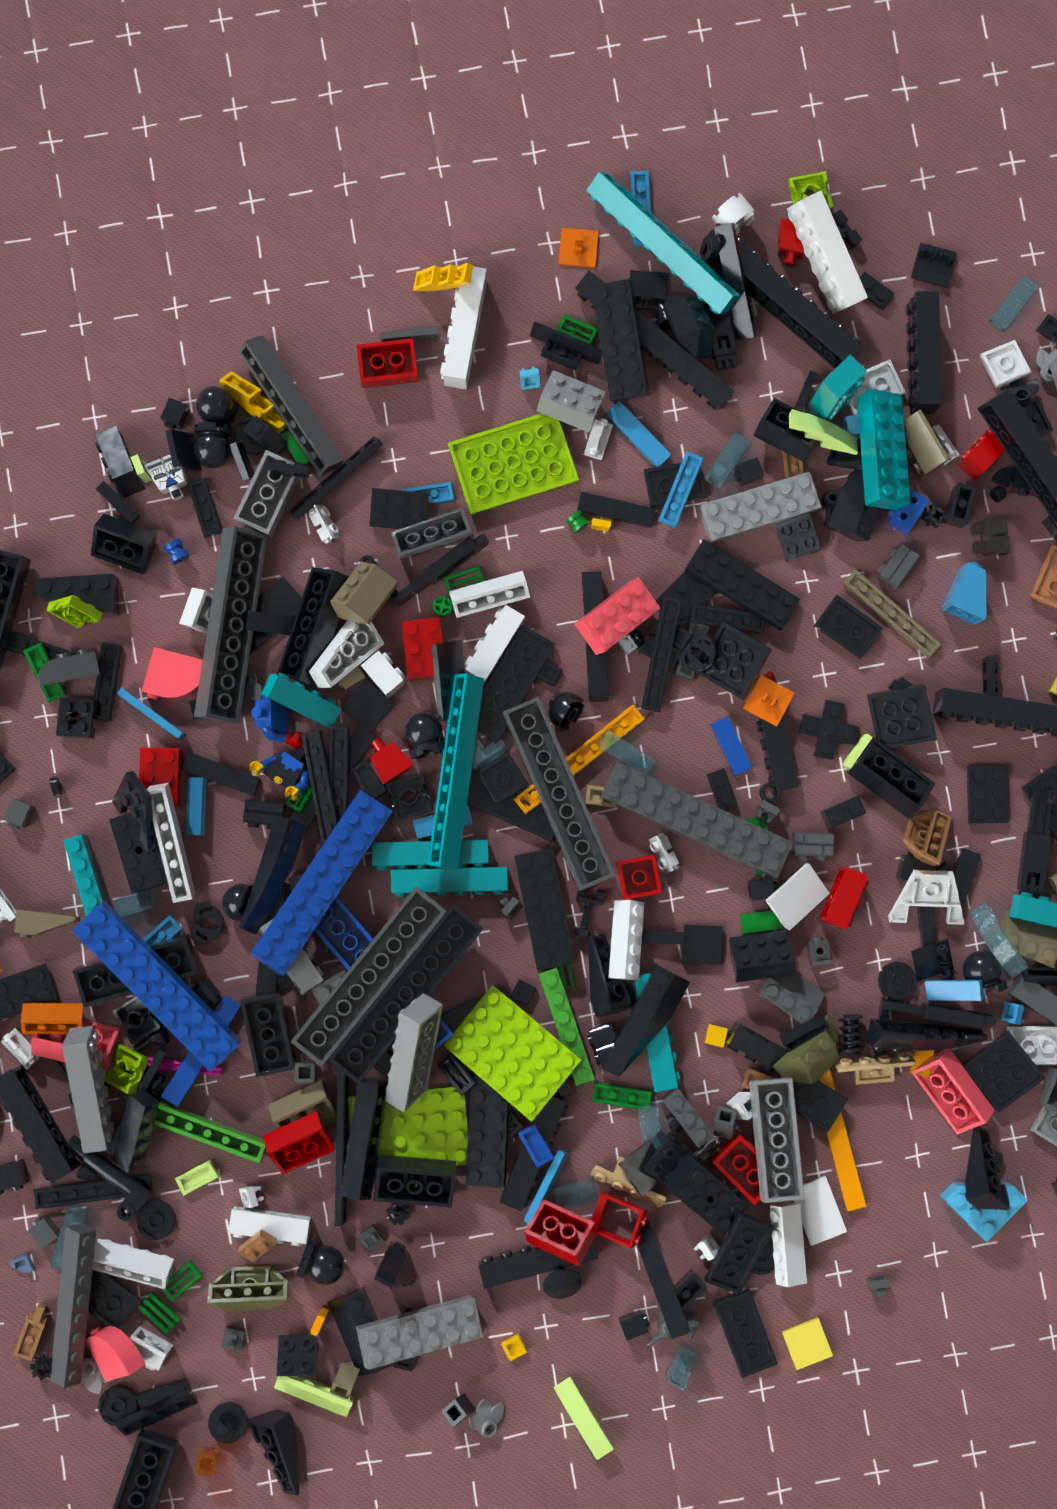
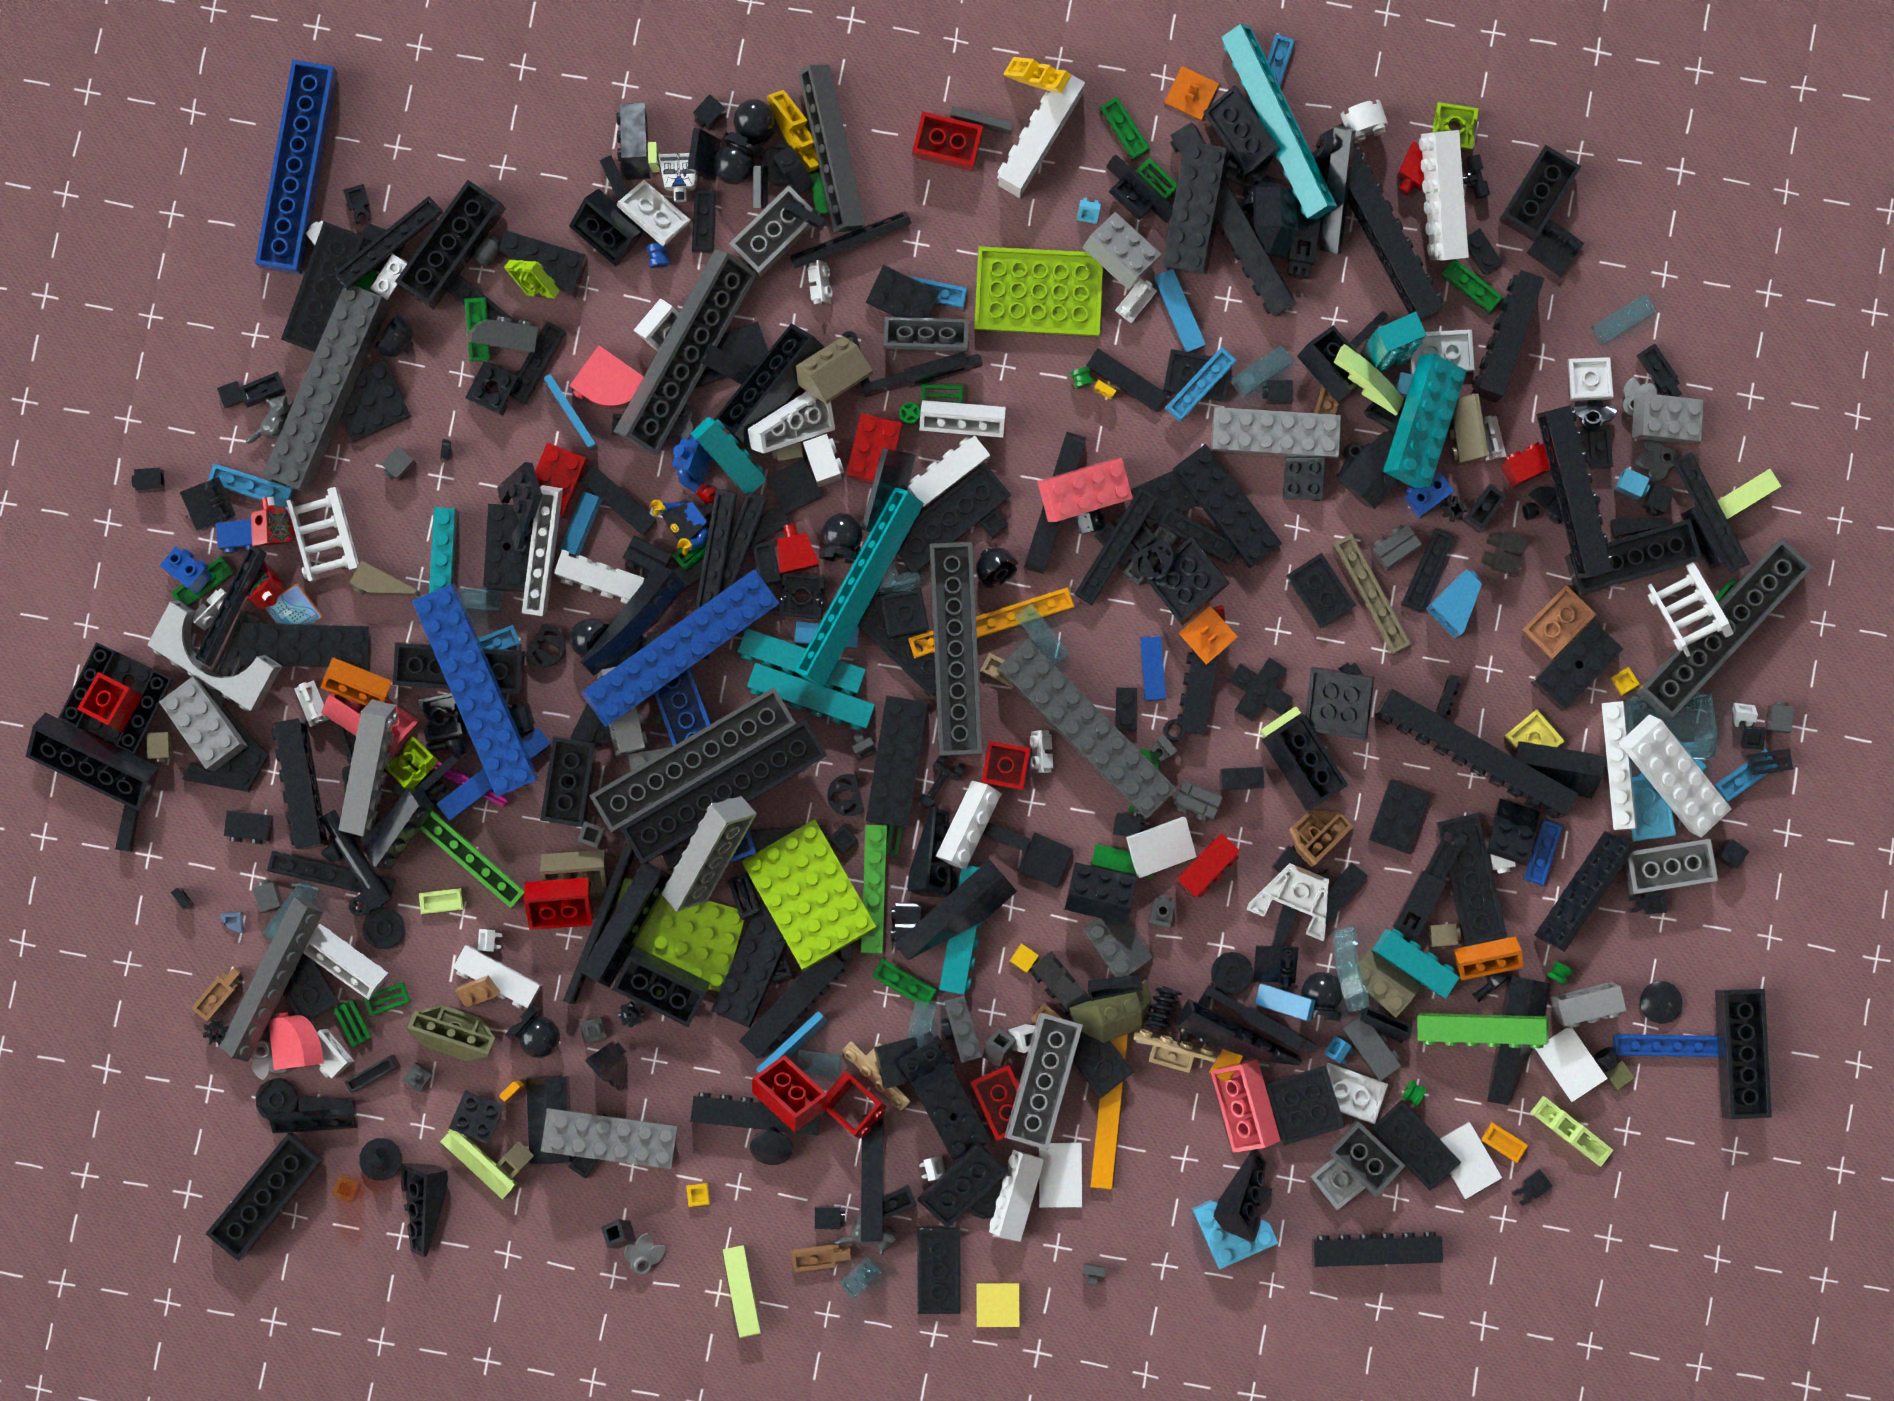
camera: 25 degrees right, 0 degrees up
(27, 602) = (487, 251): none -> dark grey brick
(158, 516) = (653, 213): none -> white tile
(193, 1350) = (372, 1073): none -> black piece
(226, 846) = (597, 577): none -> white wedge
(511, 965) = (840, 807): none -> black piece
(533, 298) = (1124, 128): none -> green tile
(536, 1145) = (797, 997): blue tile -> none
(634, 261) = (1241, 130): none -> black tile
(639, 1362) = (819, 1257): none -> medium nougat hinge
(703, 1154) = (974, 1067): dark grey plate -> none
(875, 323) = (1471, 286): none -> green tile
(904, 223) = (1551, 177): none -> black brick
(930, 576) = (1427, 570): none -> black tile

